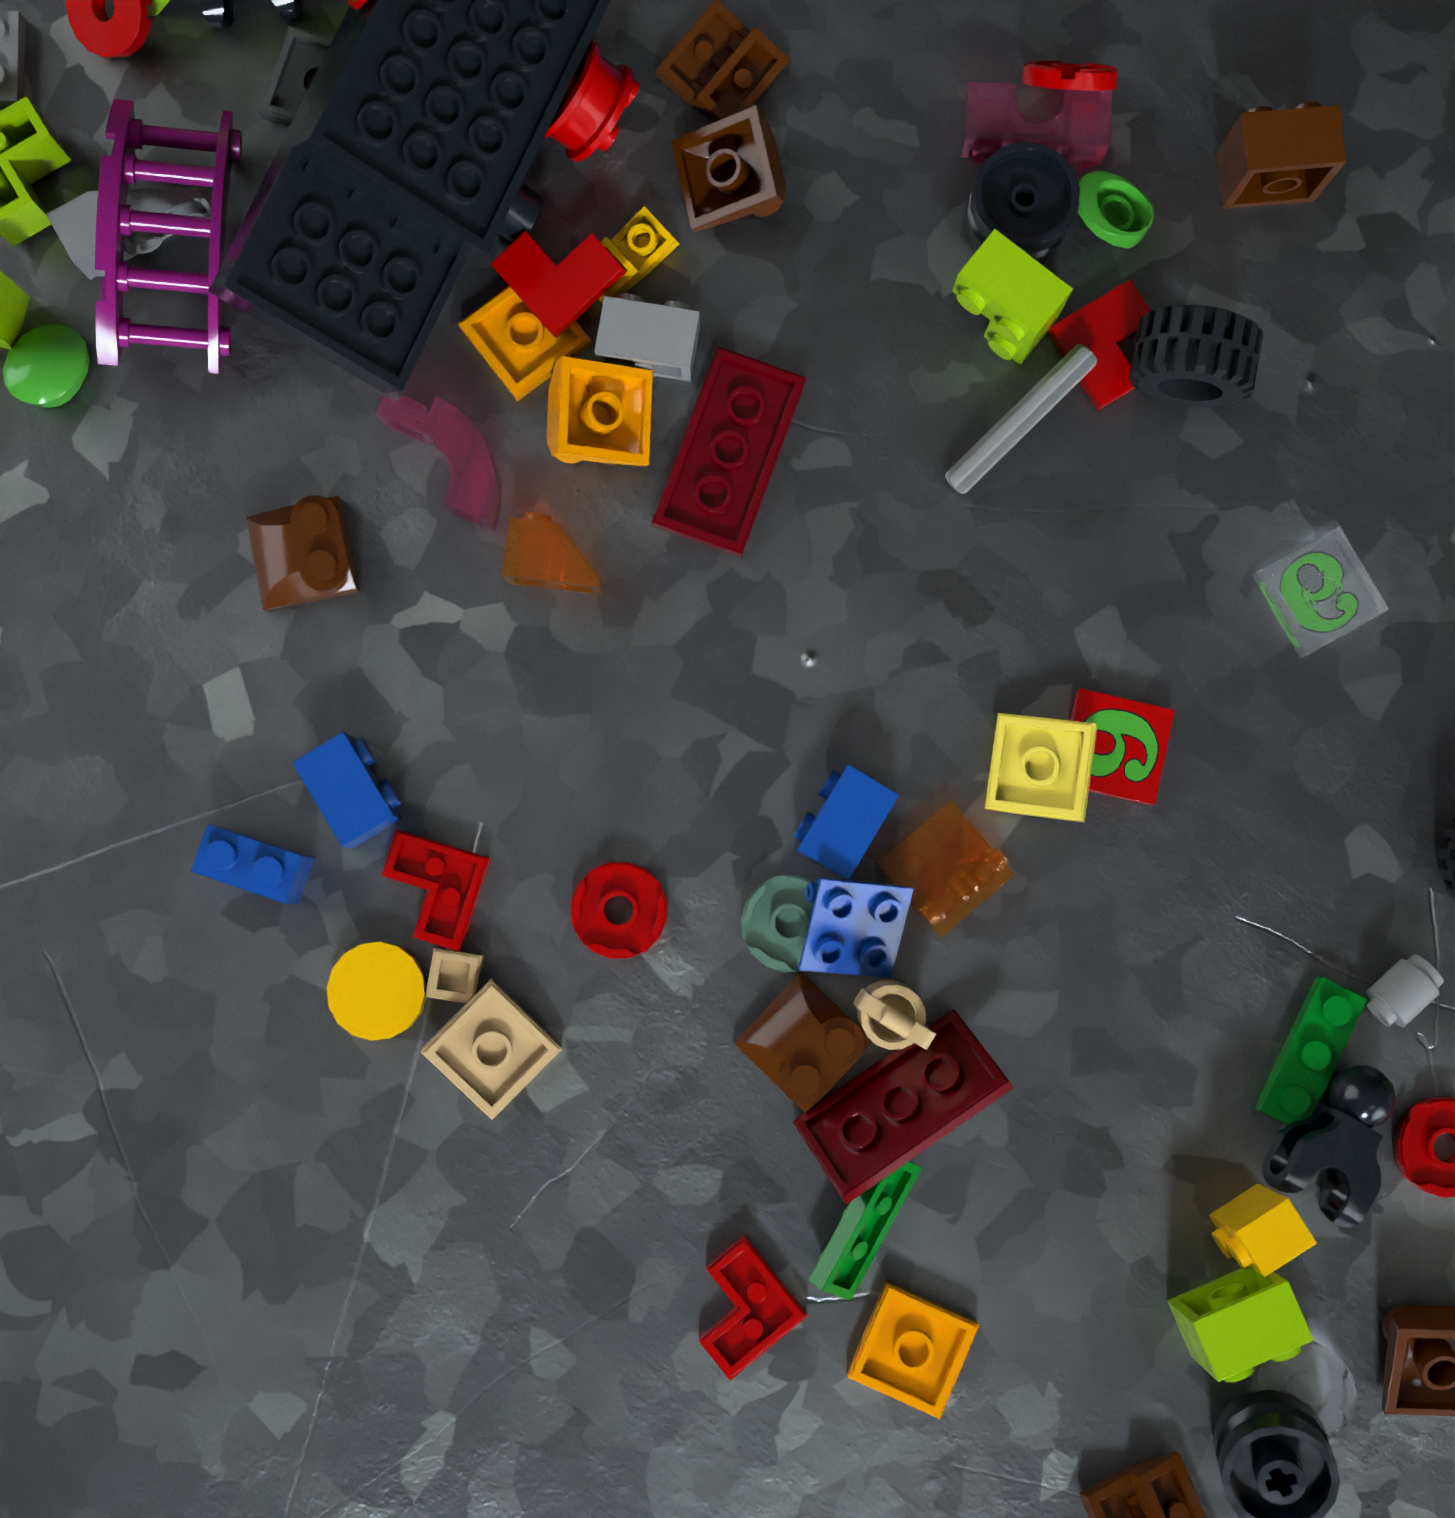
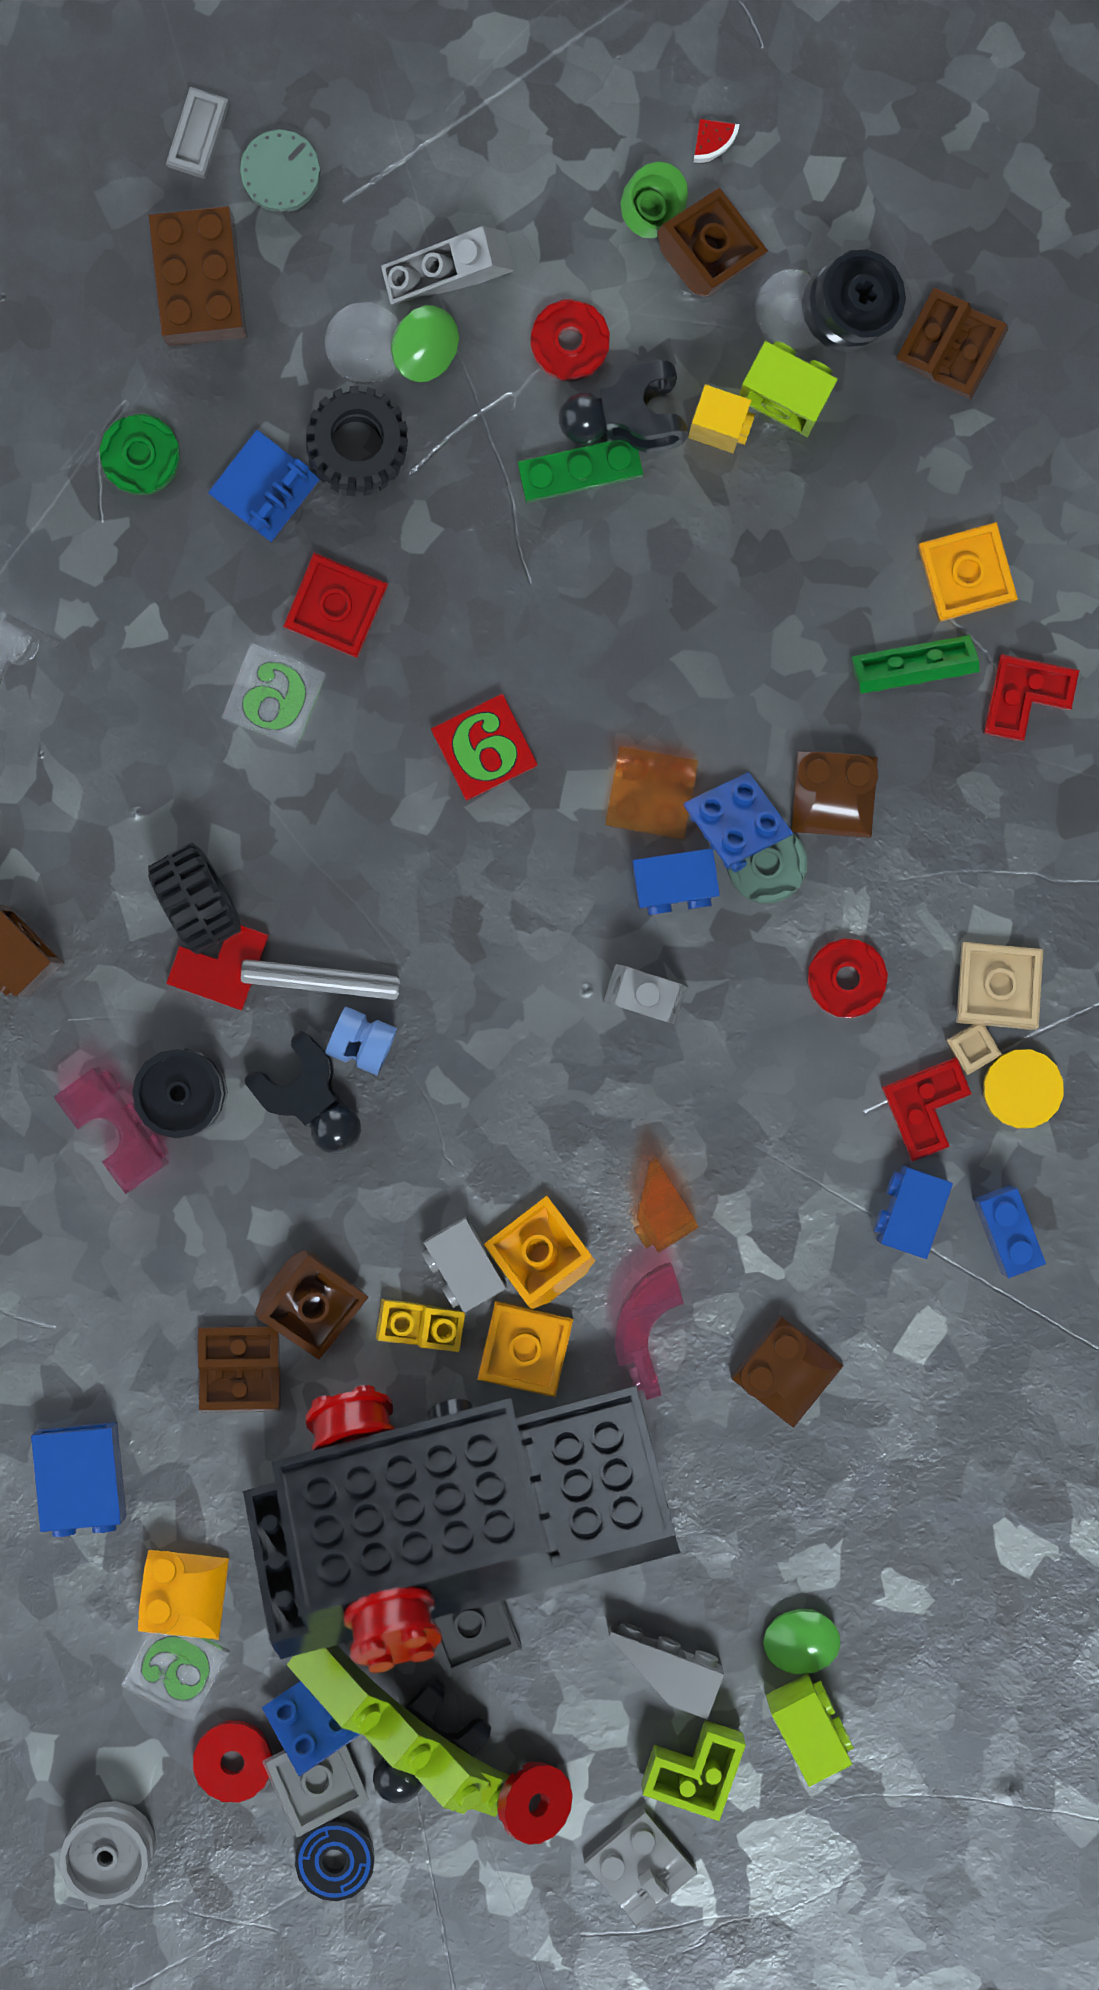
camera: 130 degrees left, 5 degrees up
(118, 219) = (674, 1658): magenta fence -> none
(558, 291) = (483, 1345): red tile -> none
(729, 451) = (494, 1151): dark red tile -> none
(758, 706) = (645, 994): none -> light grey torso
(893, 1015) = (773, 752): tan piece -> none
(901, 1107) = (825, 701): dark red tile -> none
(916, 326) = (310, 1098): none -> black piece
(936, 407) = (361, 1041): none -> medium blue wheel
(1013, 294) = (251, 1049): lime brick -> none
(1041, 767) = (538, 784): light yellow tile -> none
(1070, 76) = (68, 1128): red tile -> none
(1114, 209) = (130, 1032): bright green hat -> none
(1361, 717) = (335, 605): none -> red tile
(1404, 991) = (494, 443): light grey brick -> none

